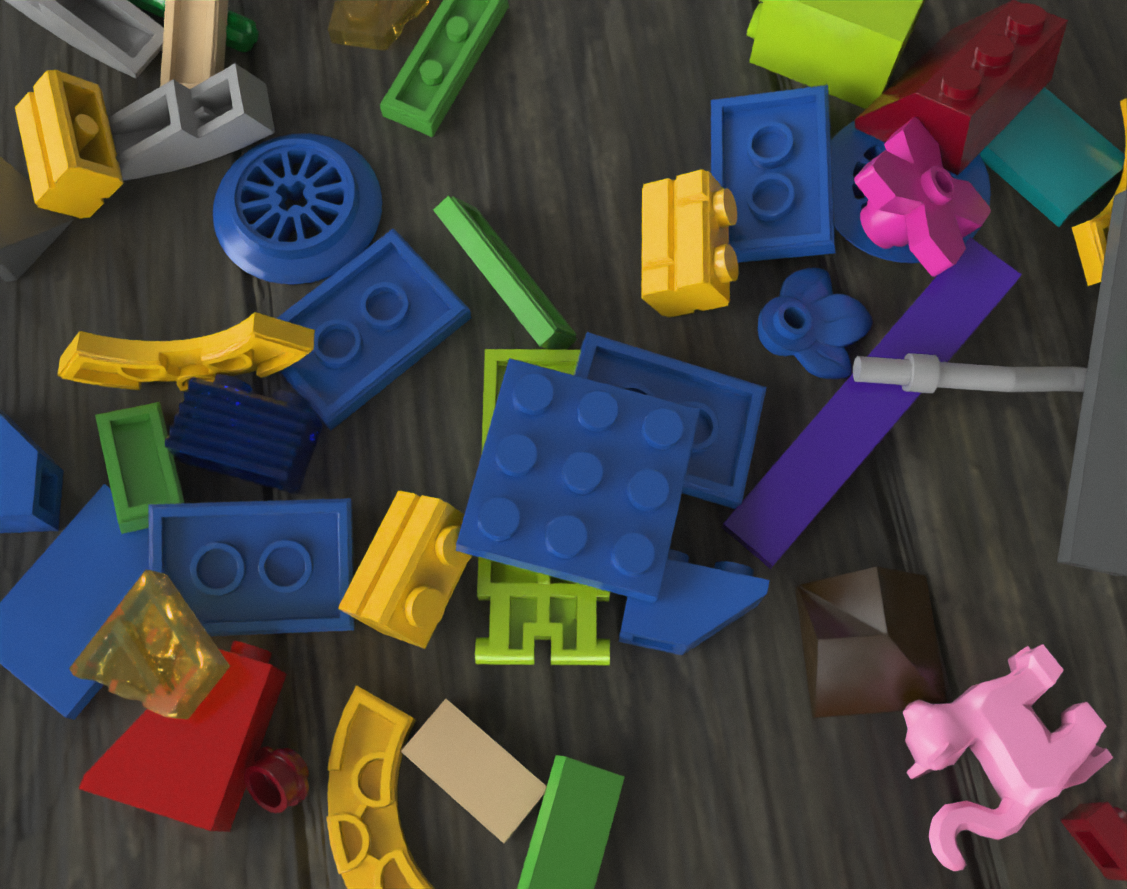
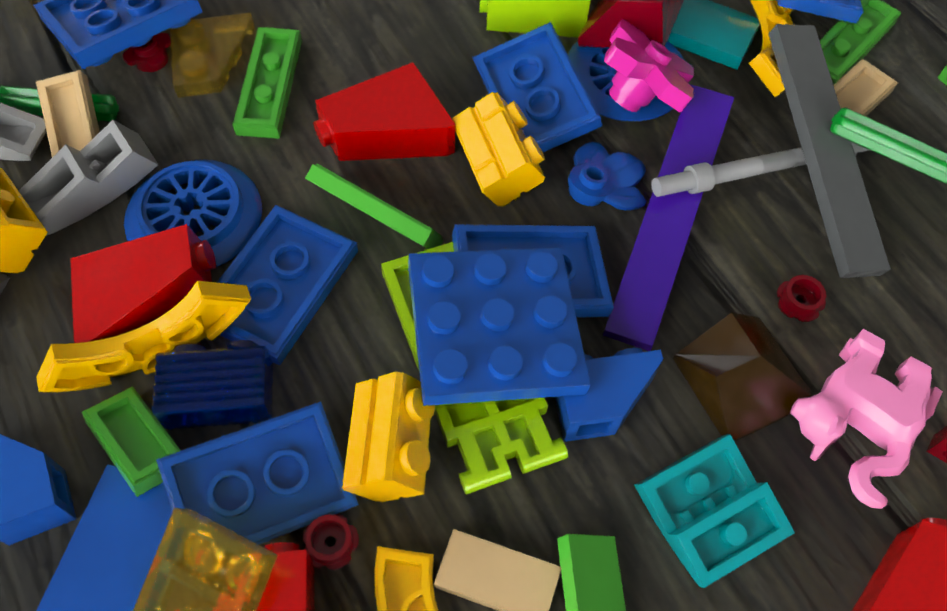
camera: 25 degrees left, 10 degrees down
(199, 282) = (136, 281): none -> red slope
(292, 653) = (323, 528): none -> dark red plate
(565, 155) = (386, 119): none -> red slope
(757, 790) = (714, 510): none -> teal slope
(1002, 560) = (806, 289): none -> dark red plate

